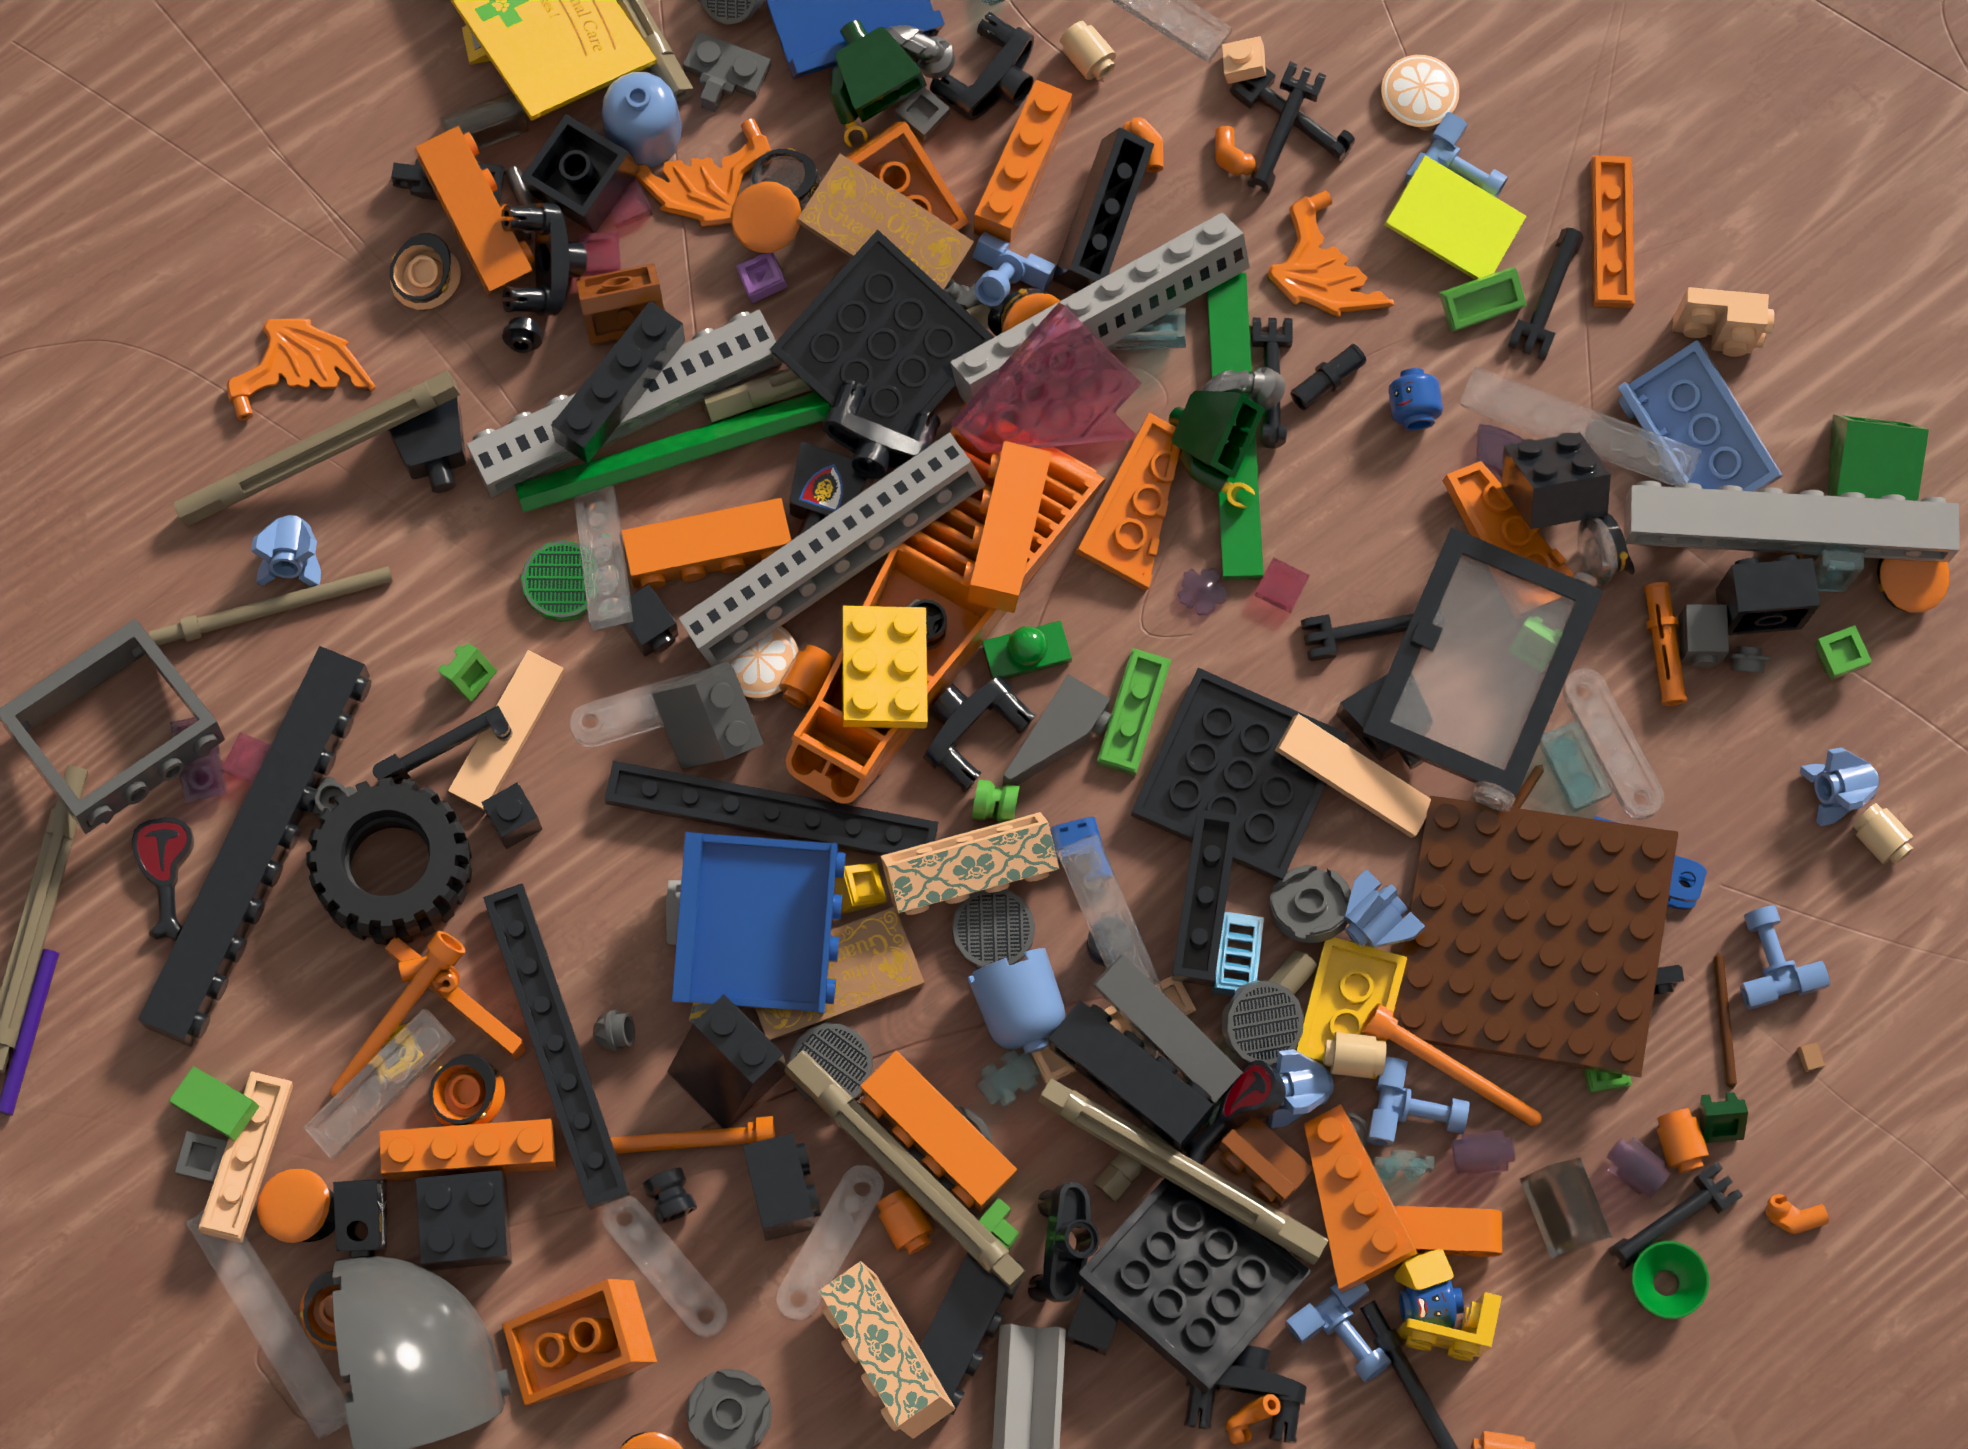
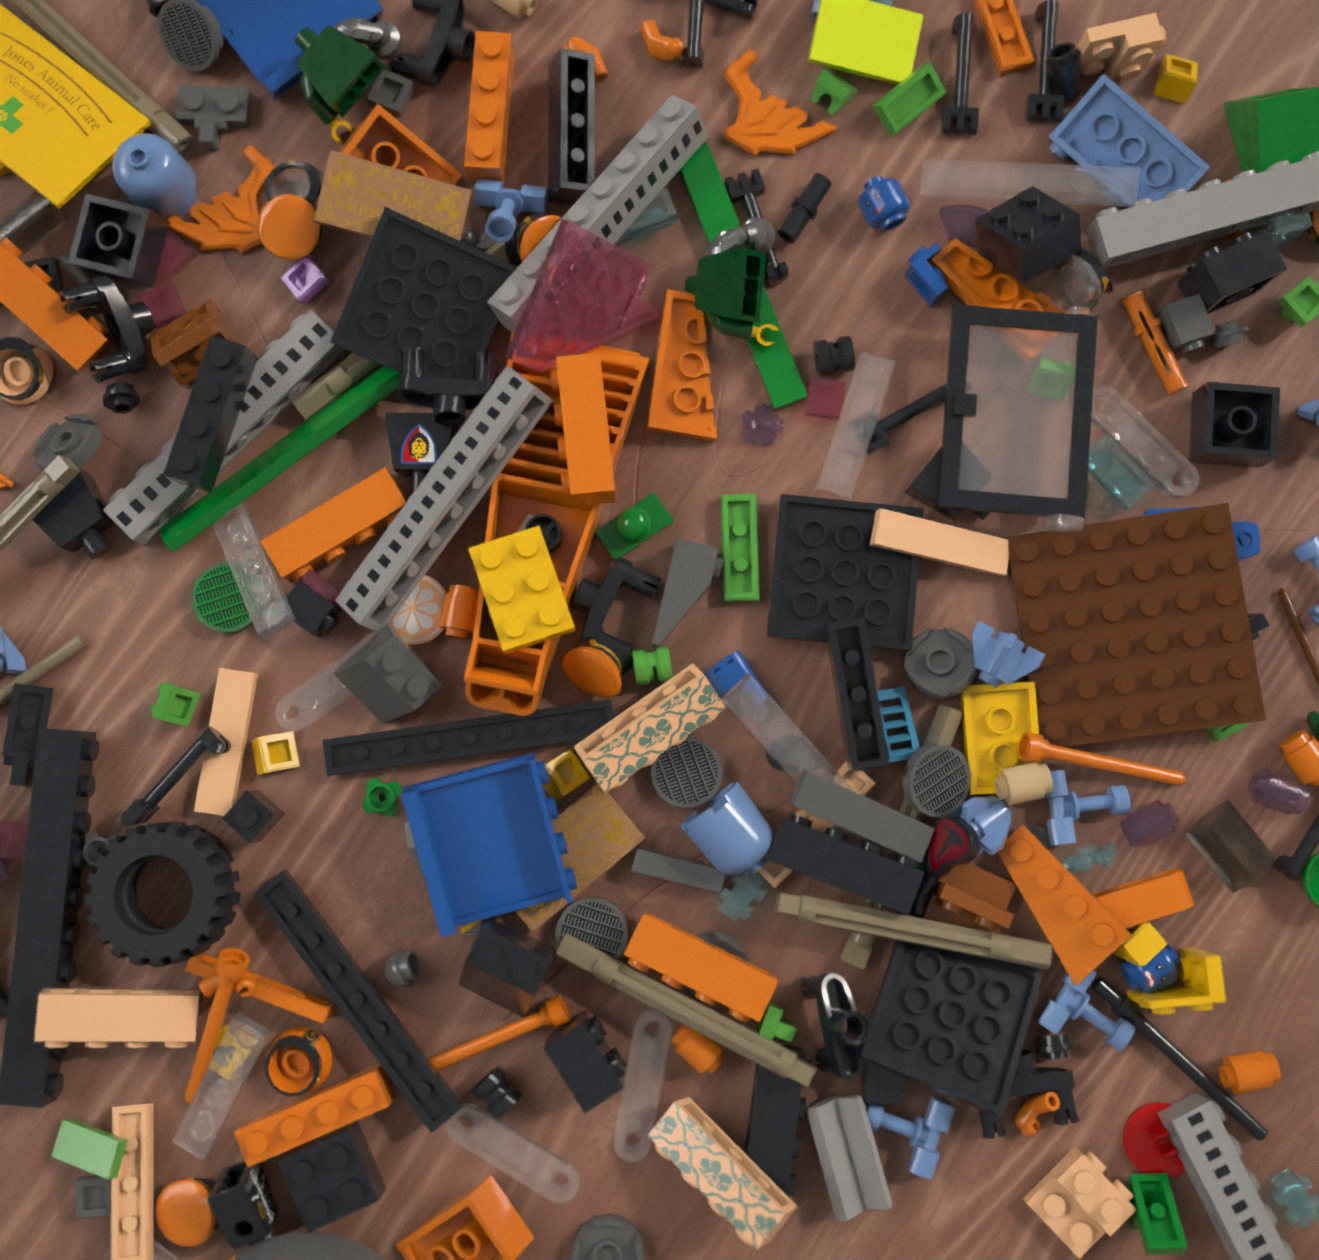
camera: 15 degrees left, 10 degrees up
(298, 971) = (117, 1016): none -> light nougat brick
(307, 631) = (27, 714): none -> black hinge
(463, 358) = (73, 439): none -> dark grey tile
(554, 760) = (275, 753): none -> yellow slope
(653, 833) = (375, 789): none -> green plate
(669, 599) = (321, 586): none -> clear pink tile
(935, 782) = (597, 666): none -> orange piece
(948, 1029) = (678, 870): none -> dark grey piece
(1119, 1400) = (922, 1133): none -> medium blue bar
(1296, 1354) = (1054, 1046): none -> black plate
(1305, 623) = (856, 425): none -> clear plate
(1306, 541) = (833, 356): none -> black wheel
(1407, 262) = (836, 87): none -> bright green tile
(1435, 495) = (926, 279): none -> blue bracket
(1661, 322) = (1065, 69): none -> black cone
(1665, 259) = (1048, 14): none -> black hinge
(1719, 756) = (1234, 424): none -> black brick
(1786, 372) = (1176, 78): none -> yellow slope

